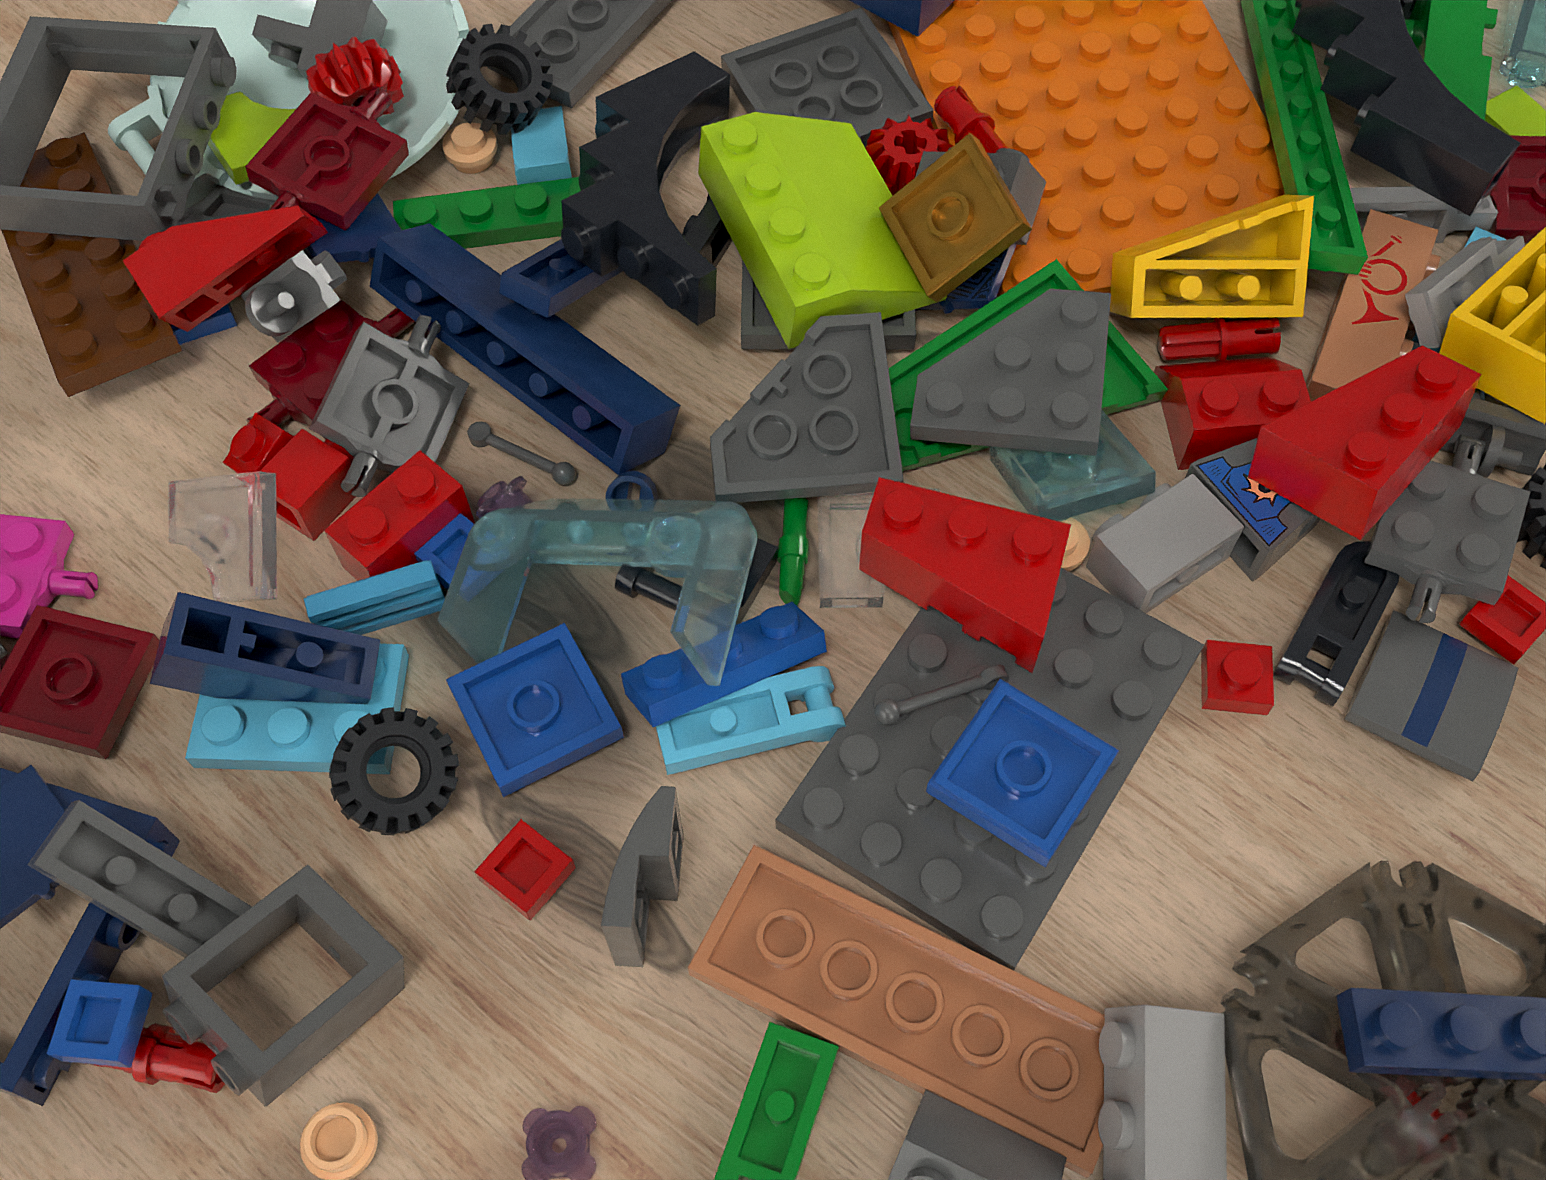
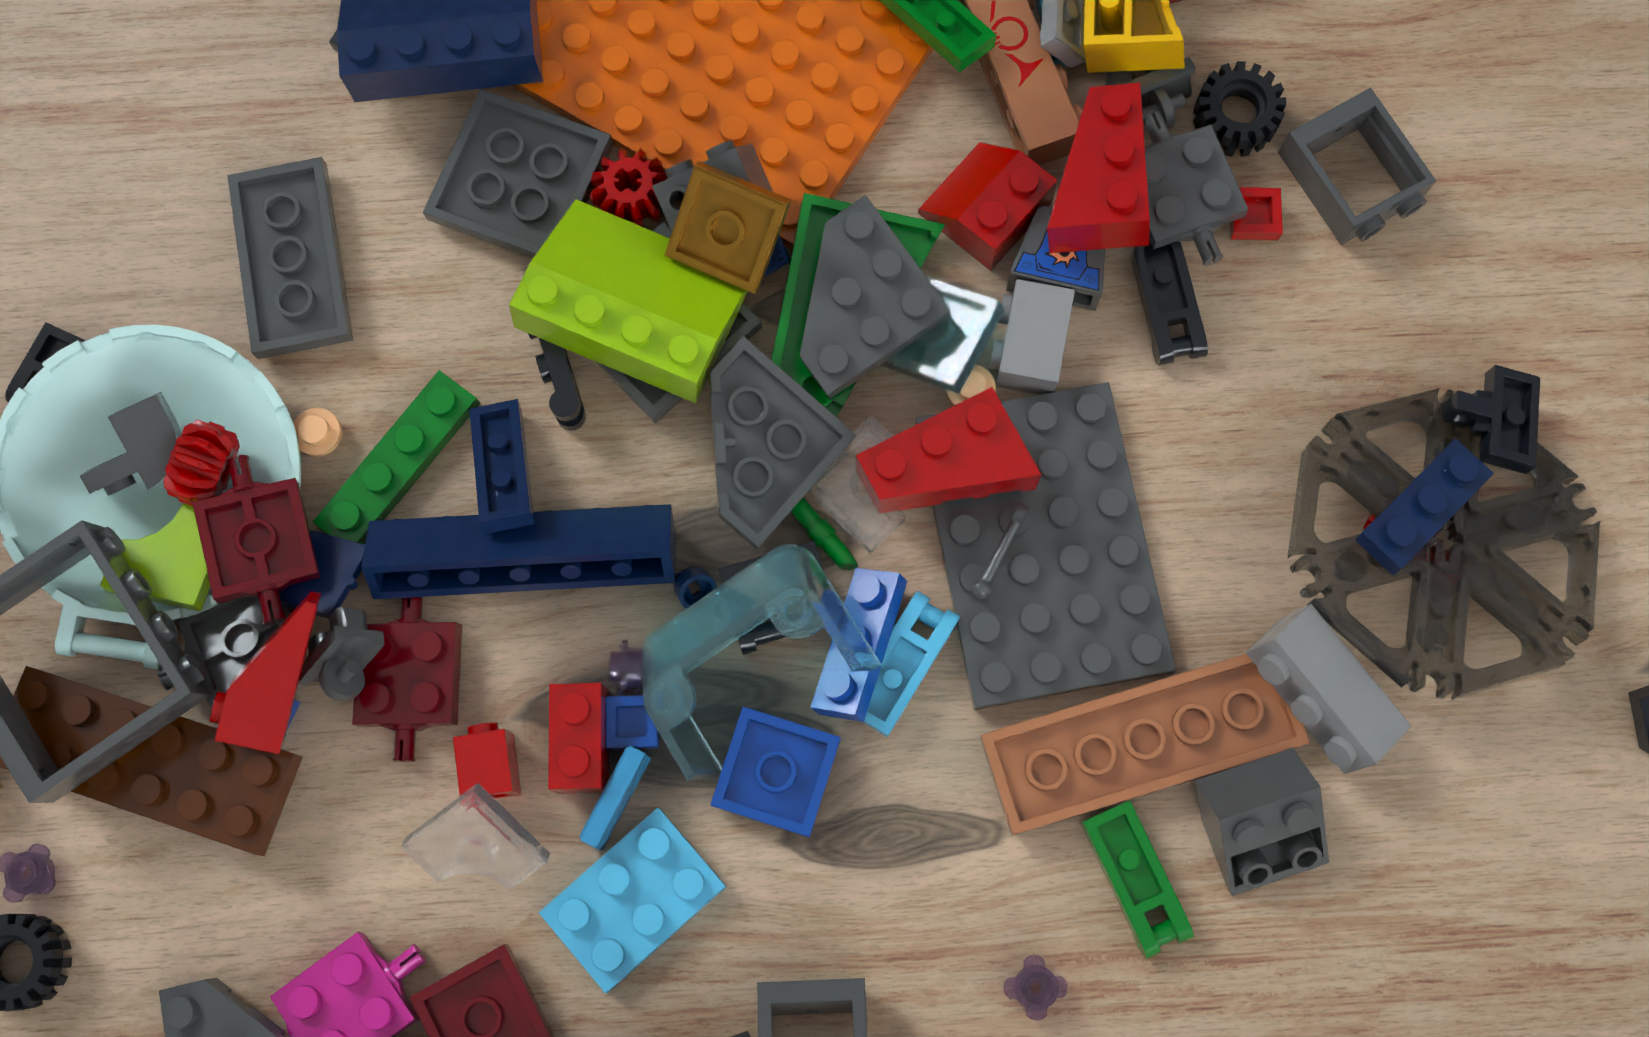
camera: 40 degrees left, 15 degrees up
(255, 445) = (431, 773): red plate -> none
(260, 655) = (598, 897): dark blue slope -> none
(388, 402) = (486, 668): dark grey plate -> none
(403, 730) = (772, 886): black tyre -> none
(481, 436) = (551, 631): dark grey hinge -> none
(513, 58) = (308, 347): black tyre -> none
(525, 869) = (869, 866): red plate -> none
(542, 148) = (365, 389): medium azure slope -> none
(620, 207) = (511, 409): black arch -> none
(644, 871) = (942, 796): dark grey slope -> none
(964, 118) = (660, 135): red axle -> none
(1022, 772) = (1088, 558): blue plate -> none
(1219, 339) = (941, 158): red axle -> none
(1222, 267) = (908, 113): yellow wedge -> none
(1237, 677) = (1141, 384): red plate -> none
(1433, 695) = (1253, 301): dark grey slope -> none

